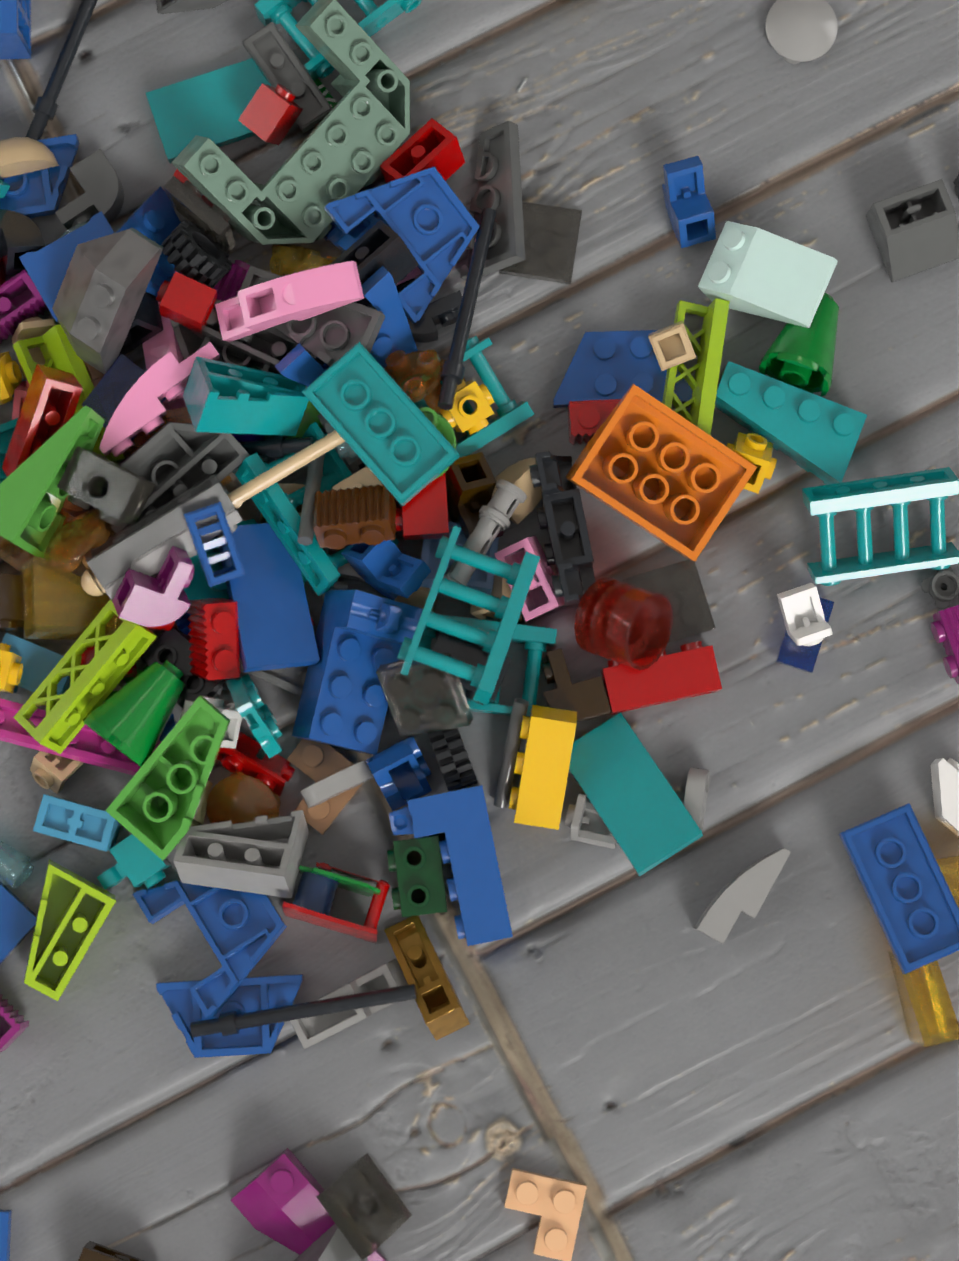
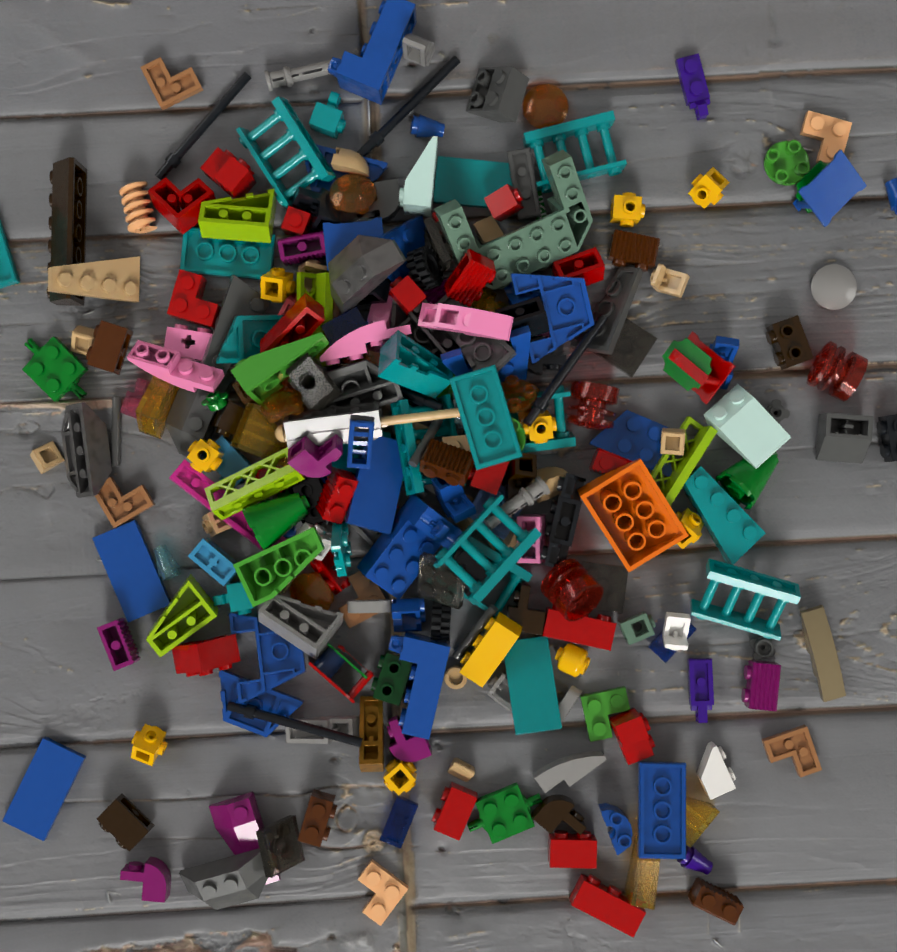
camera: 25 degrees right, 5 degrees up
(45, 197) = (353, 193): none -> clear orange dish
(97, 1144) = (148, 744): none -> yellow brick
(110, 60) = (426, 127): none -> blue cone
(123, 968) = (205, 655): none -> red brick
(138, 149) = (419, 185): none -> light aqua slope
(262, 164) = (487, 229): none -> tan slope
(268, 236) = (470, 278): none -> red brick
(400, 1140) = (315, 822): none -> reddish brown brick
(453, 47) = (627, 209): none -> yellow brick
(488, 100) = (633, 250): none -> reddish brown brick
(490, 1032) = (400, 783): none -> yellow brick
(492, 971) = (406, 747): none -> magenta brick
(513, 837) = (453, 678): none -> tan tile
(526, 1090) = (399, 821): none -> clear blue plate
(528, 338) = (592, 405): none -> clear red wheel
(560, 122) = (669, 281): none -> tan bracket
(584, 971) = (461, 769): none -> tan slope
(602, 1035) = (454, 811): none -> red brick
(655, 221) = (696, 366): none -> piece
(673, 730) = (572, 660): none -> yellow head
(678, 1005) = (504, 812): none -> green plate
(744, 784) = (598, 706): none -> bright green plate
(749, 965) = (554, 810): none -> dark brown brick
(758, 627) = (632, 636): none -> sand green brick
(774, 132) = (789, 342): none -> dark brown brick
(799, 230) = (776, 406): none -> dark grey plate
(804, 1012) = (572, 850): none -> red brick
(810, 801) = (632, 735): none -> red brick
(860, 943) = (621, 829): none -> blue cylinder
(865, 140) = (838, 372): none -> clear red wheel
(880, 685) = (700, 687): none -> dark purple hinge
(894, 1070) = (606, 904): none -> red brick

